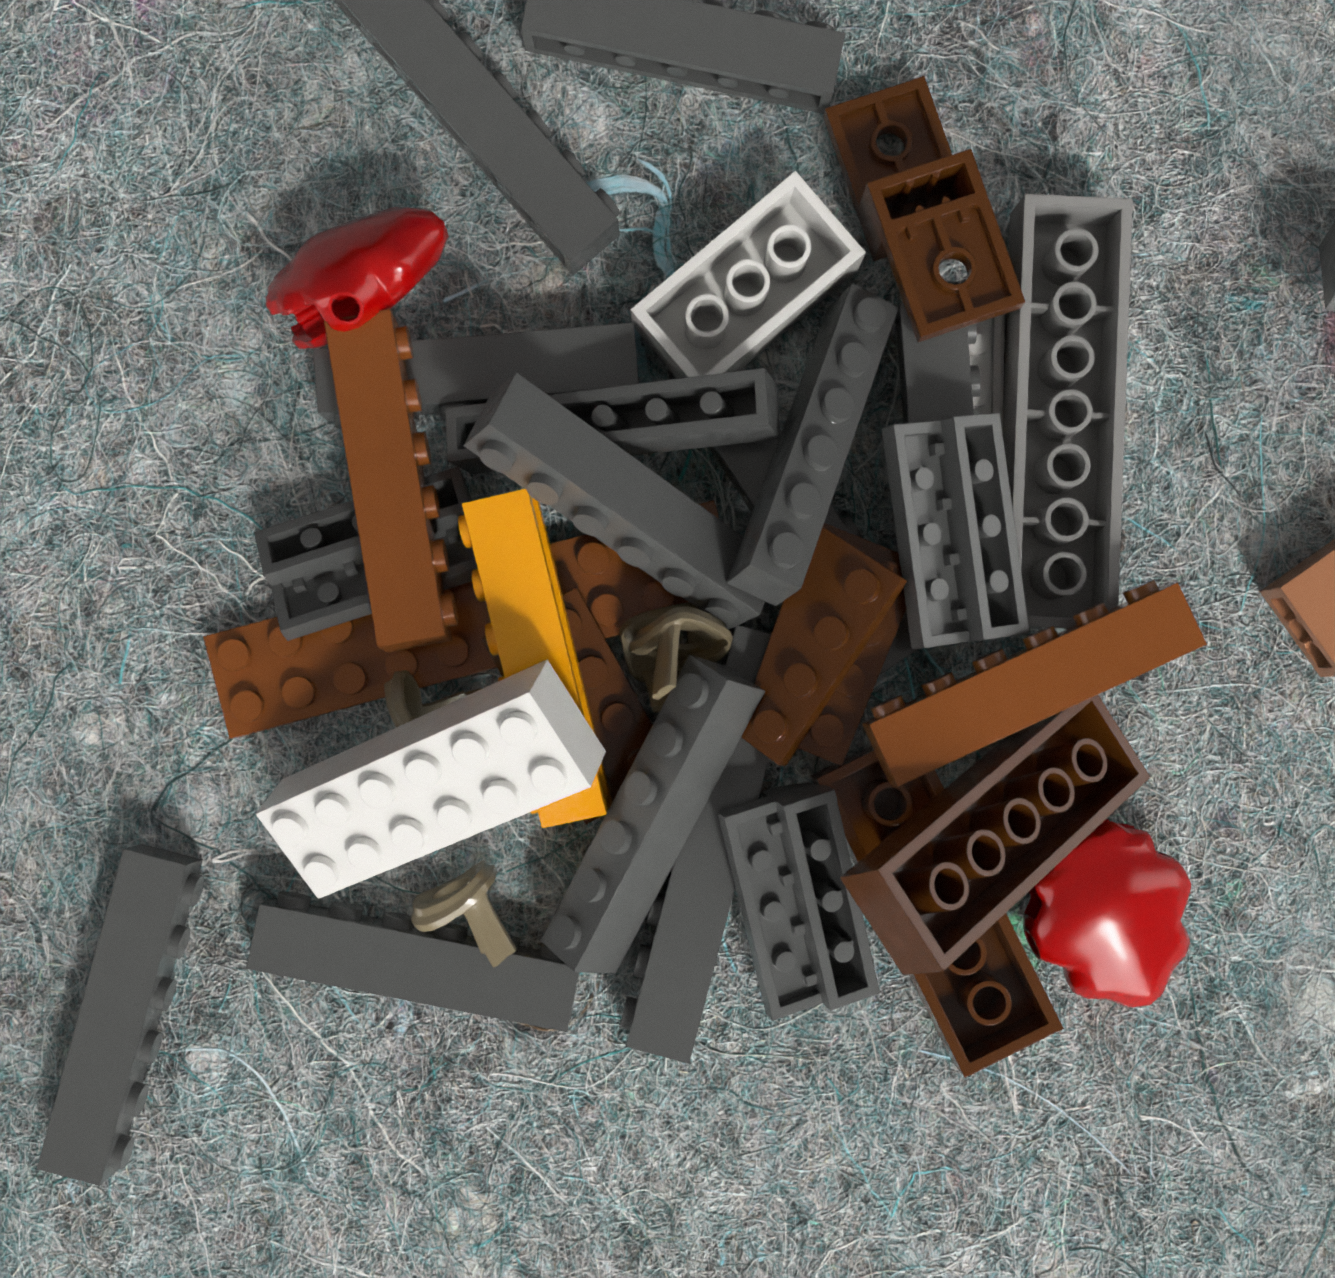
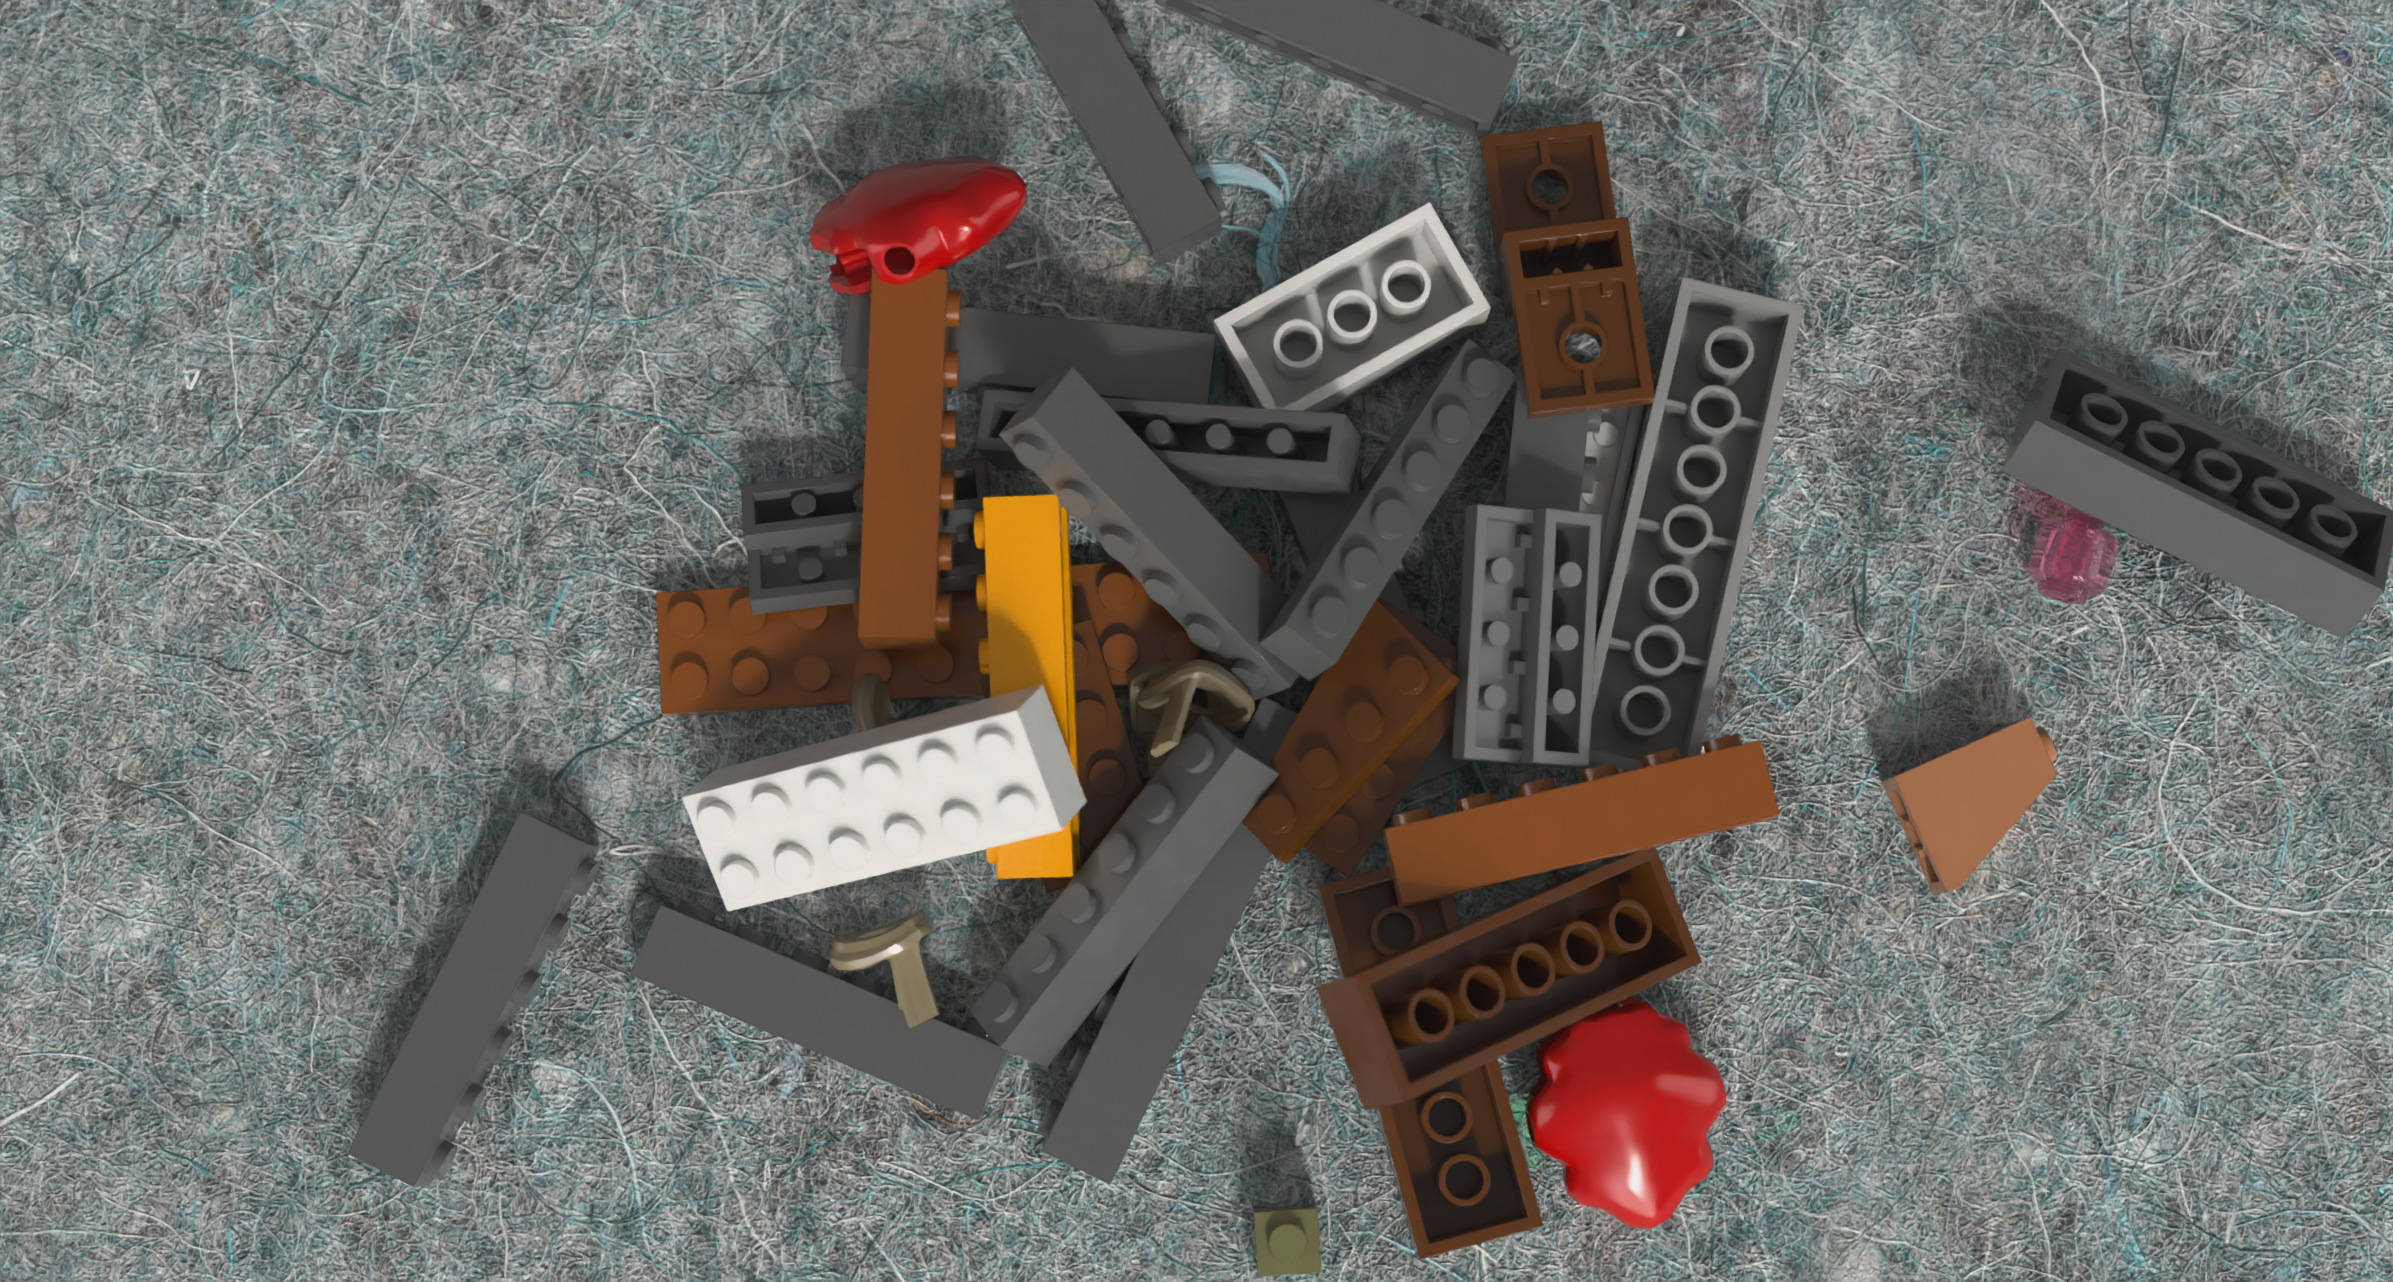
camera: 20 degrees right, 5 degrees down
(795, 909) = (1265, 1028): dark grey brick -> none
(846, 1076) = (1287, 1240): none -> olive brick

